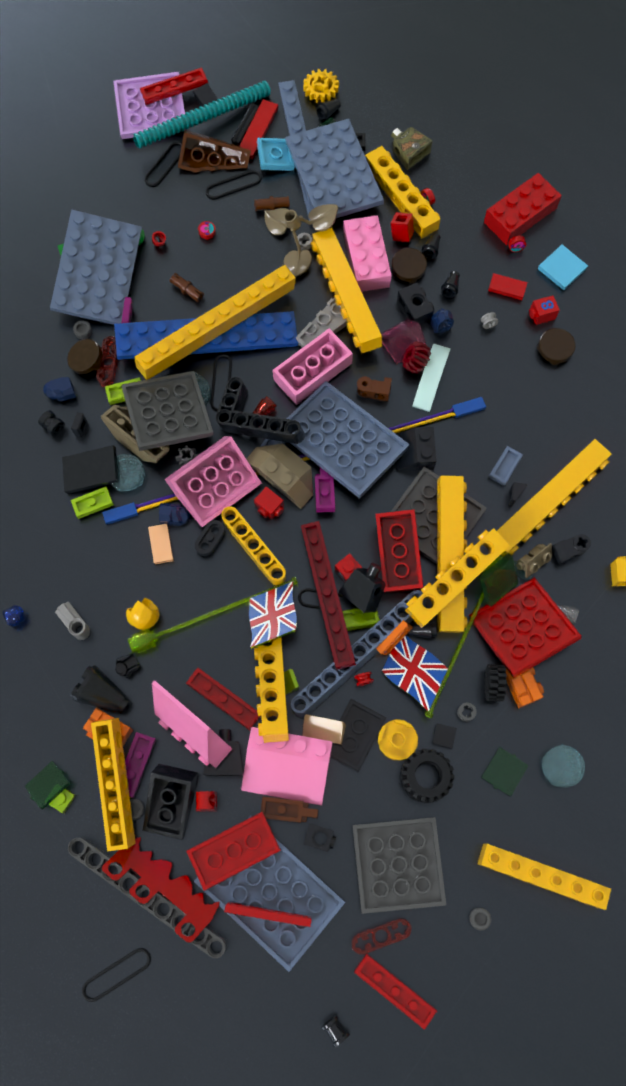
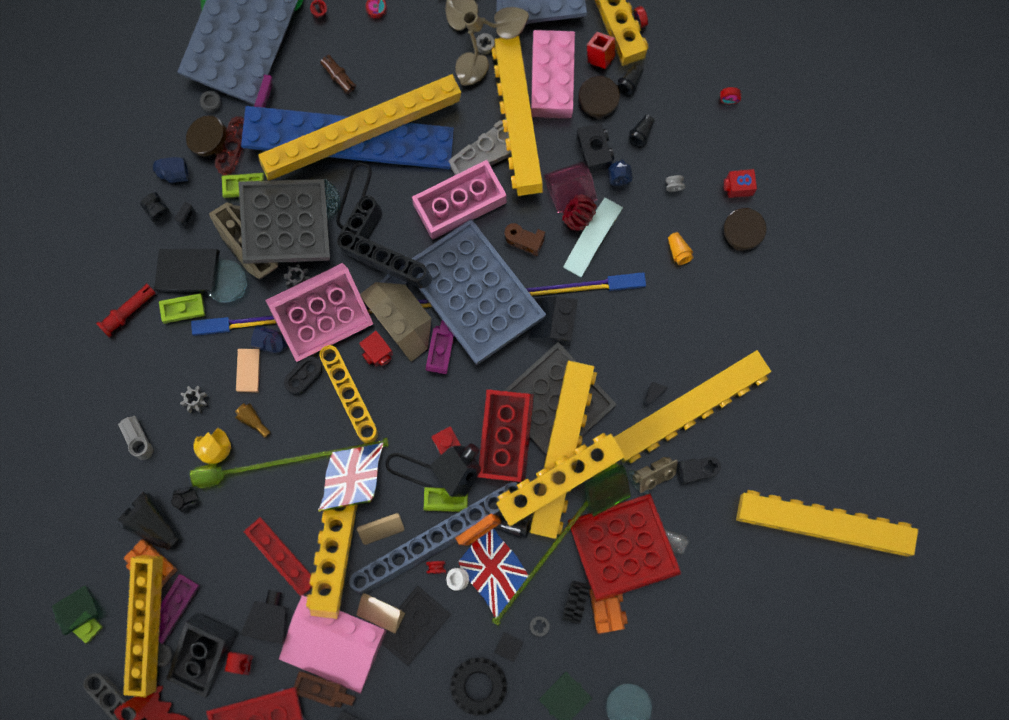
camera: 10 degrees right, 5 degrees up
(14, 615) = (73, 419): clear blue piece -> none
(37, 521) = (118, 316): none -> red pin
(121, 581) = (194, 404): none -> light grey gear
(169, 582) = (248, 416): none -> pearl gold cone
(188, 727) = (235, 582): bright pink slope -> none
(265, 407) = (394, 238): clear red cone -> none
(291, 683) = (356, 554): lime slope -> none
(307, 655) = (380, 529): none -> tan slope
(328, 596) = (416, 467): dark red plate -> none
(385, 685) = (457, 579): none -> white tile
(397, 739) = (457, 640): yellow tile -> none
(505, 466) = (651, 359): sand blue tile -> none
(507, 286) = (707, 145): red tile -> none
(507, 372) = (680, 250): none -> light orange cone
(522, 208) = (747, 53): red brick -> none
(562, 267) = (777, 134): medium azure tile -> none

